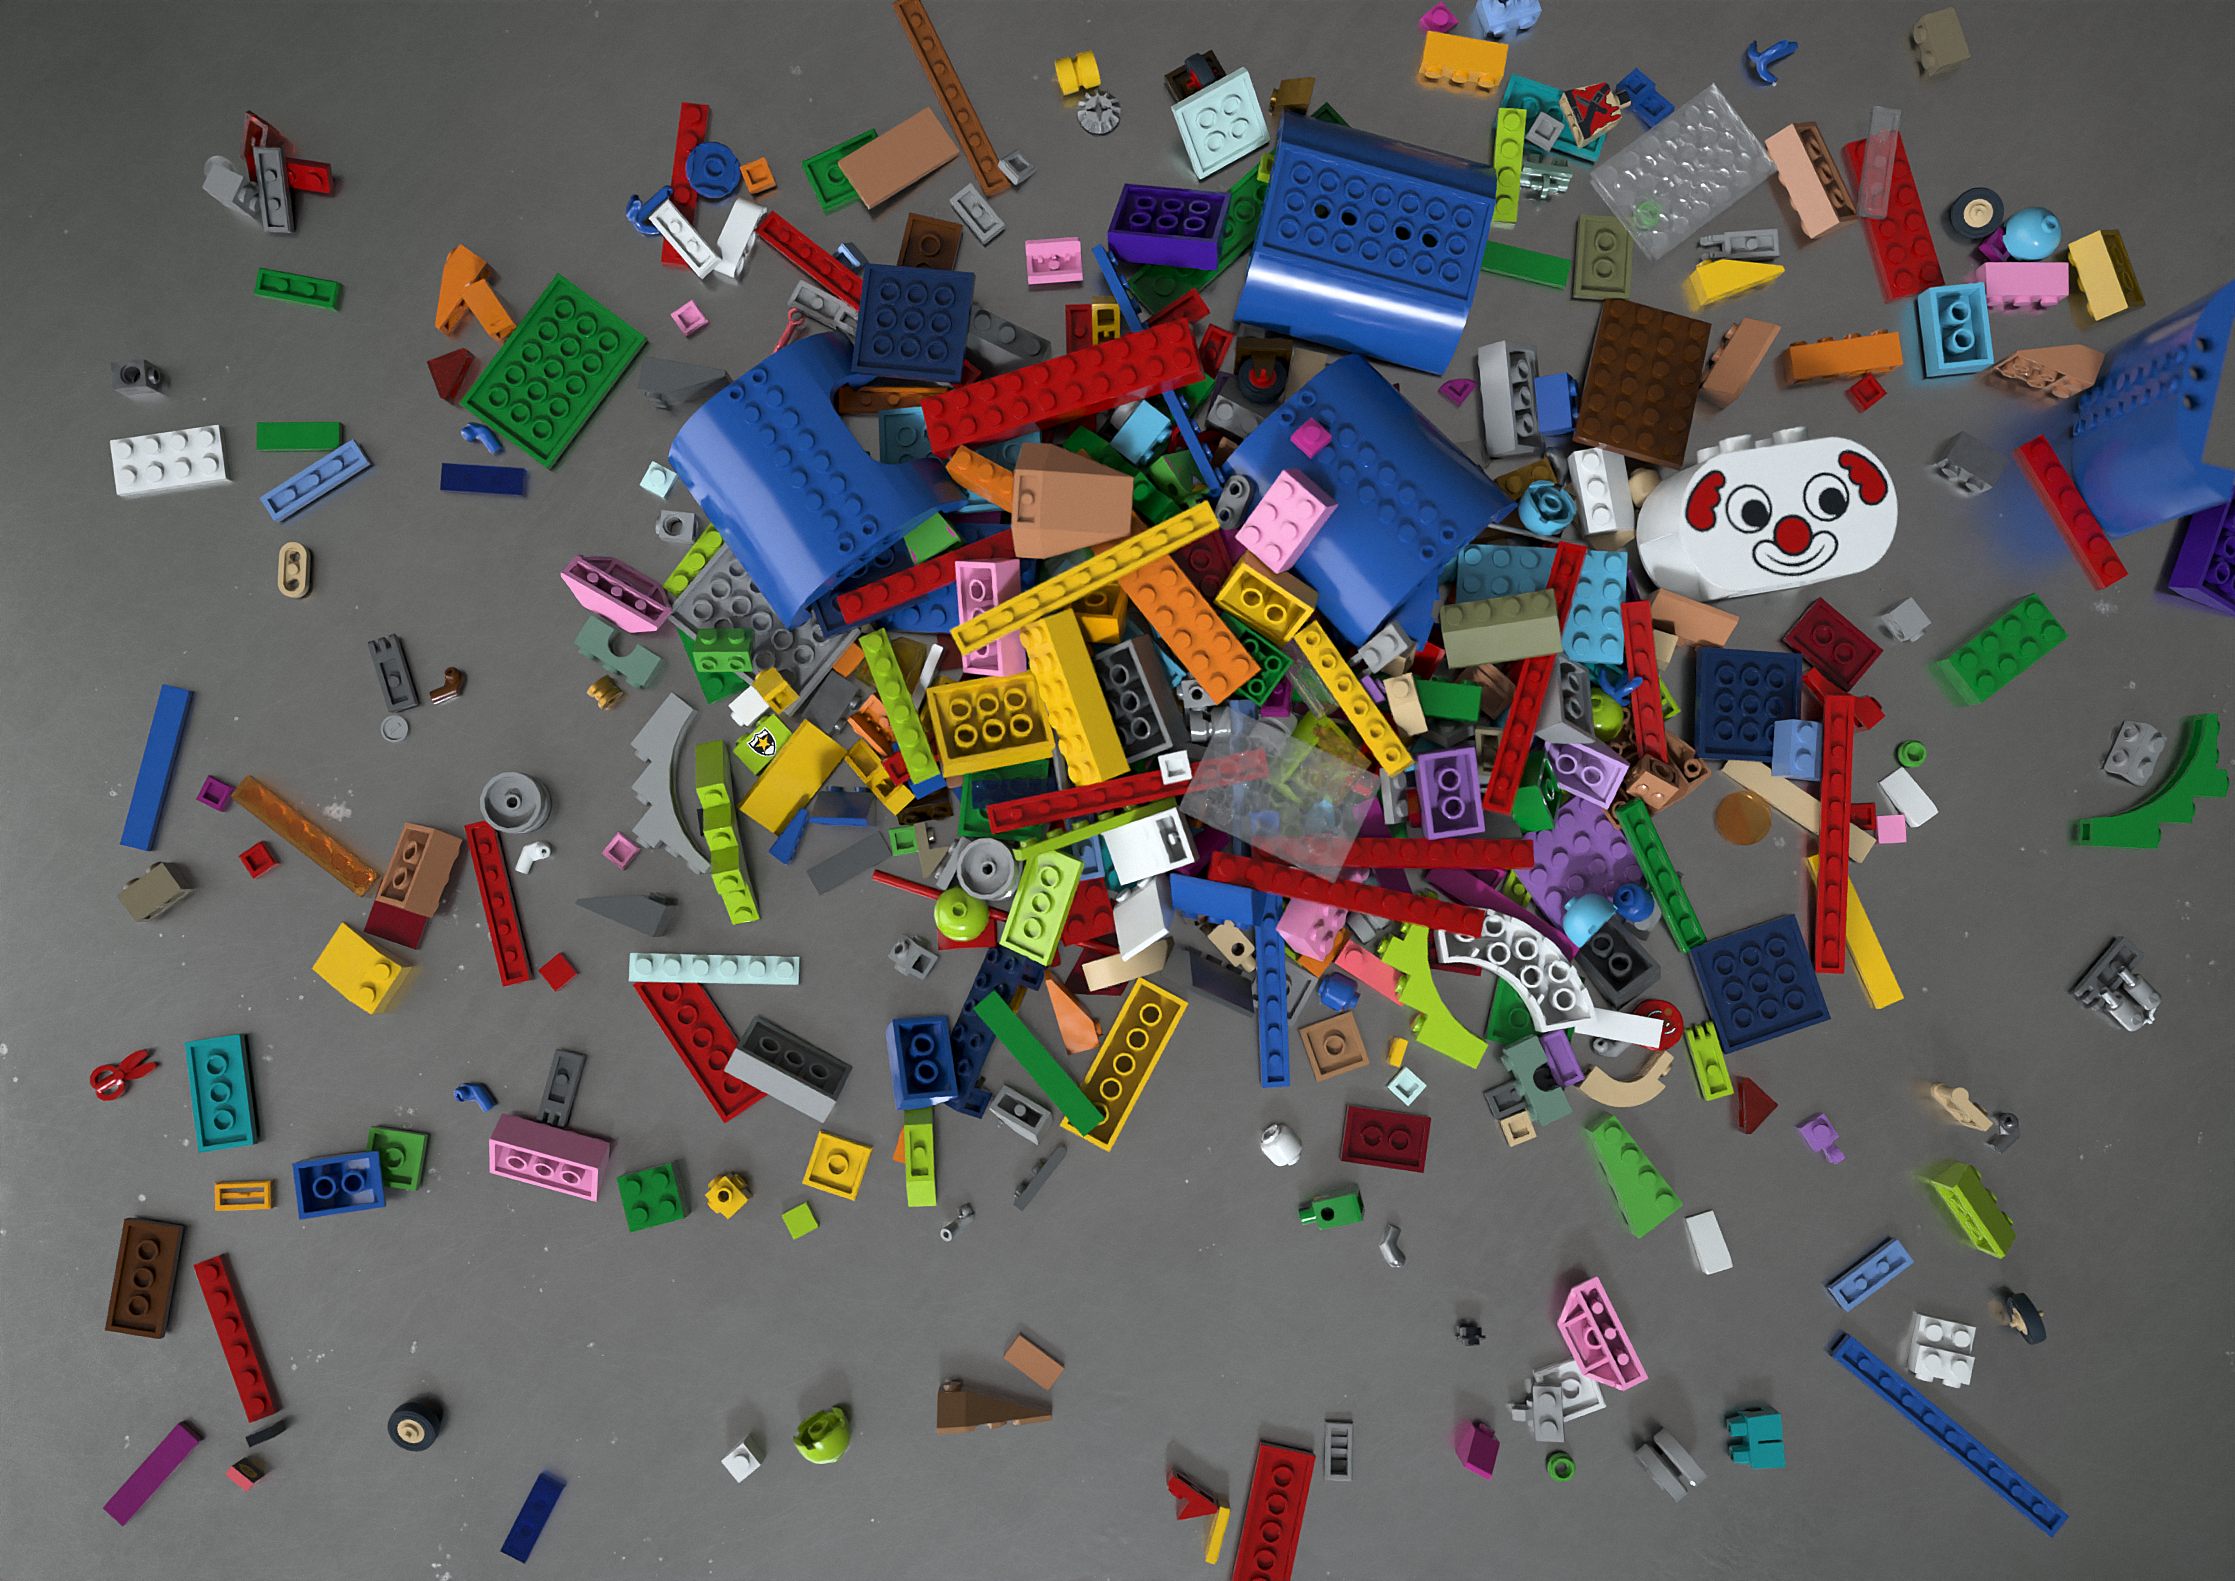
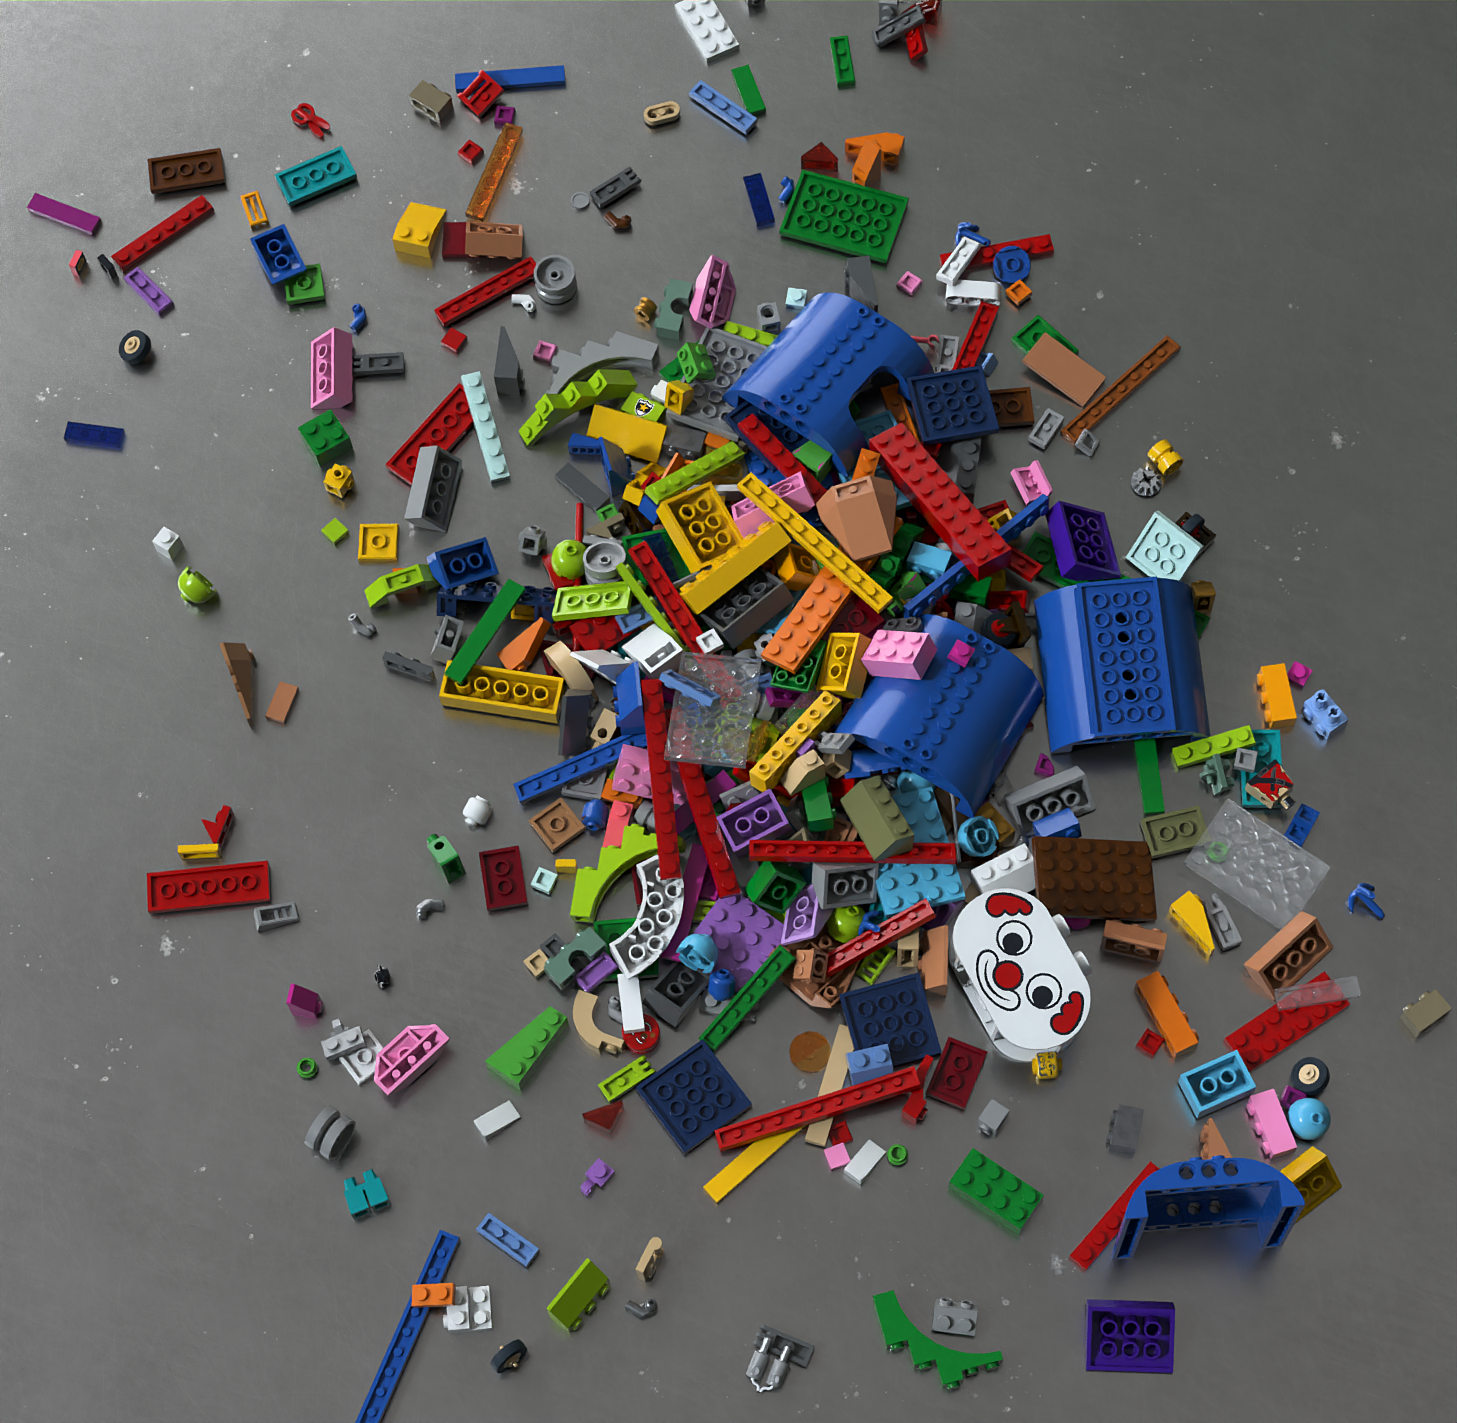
camera: 80 degrees right, 20 degrees down
(175, 812) = (484, 97): none -> red plate
(325, 1382) = (148, 291): none -> medium lavender tile
(1246, 817) = (689, 688): none -> medium blue plate
(1923, 1391) = (433, 1295): none -> orange plate

